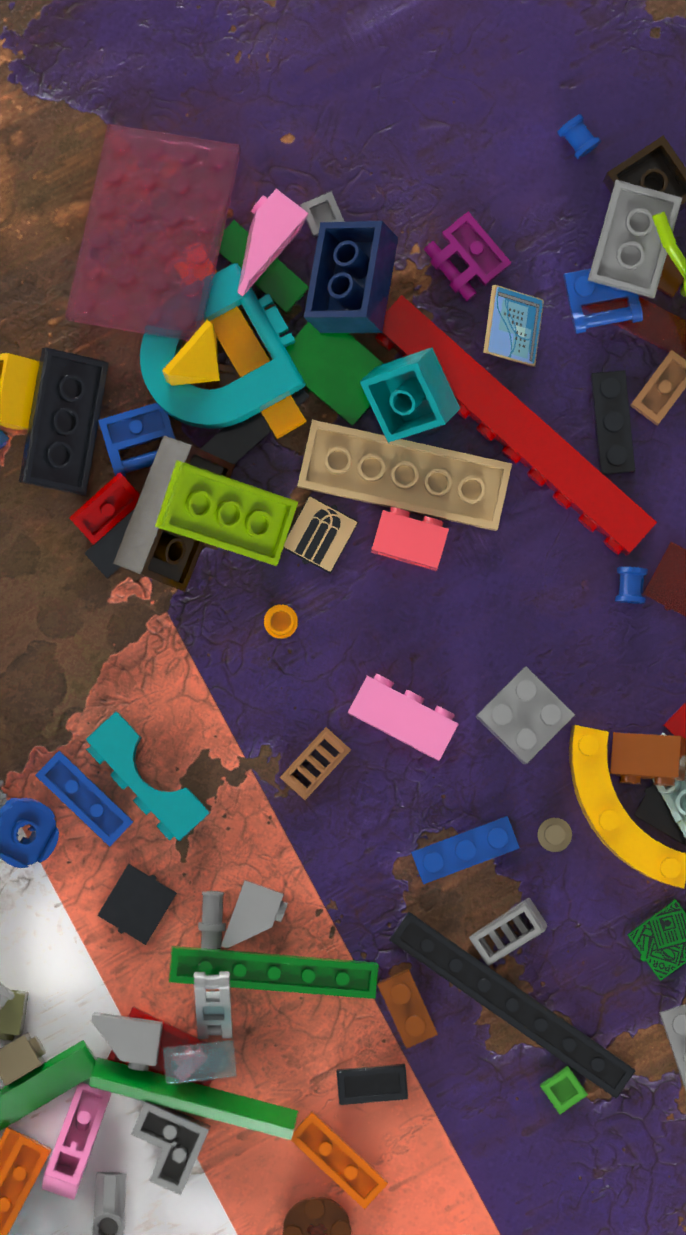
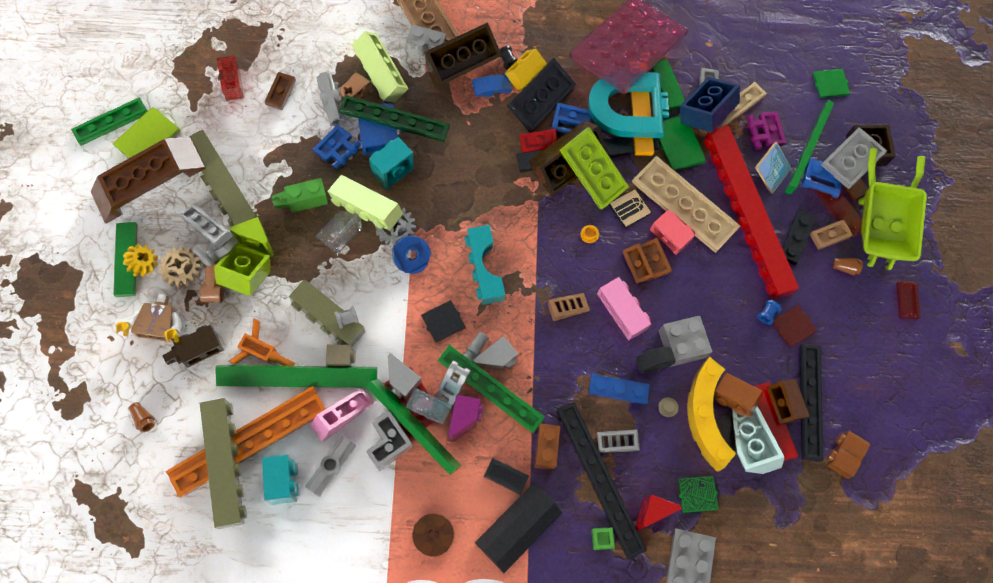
camera: 25 degrees right, 15 degrees down
(84, 798) = (449, 258): blue plate -> none
(196, 360) = (618, 96): yellow slope -> none
(259, 1040) = (464, 417): none -> magenta slope
(272, 229) = (683, 70): bright pink slope -> none
(338, 1160) = (466, 503): orange plate -> none
(396, 612) = (647, 261): none -> dark orange slope
(404, 220) = (748, 98): none -> tan tile
(410, 395) = (710, 165): teal brick -> none
(433, 1149) = (518, 527): none -> black piece
(495, 778) = (655, 360): none -> black tyre
(532, 91) = (831, 83): none -> green piece
(553, 246) = (809, 147): none -> green tile
(579, 136) = (844, 110): blue bush -> none
(616, 1013) = (653, 510): none -> red slope

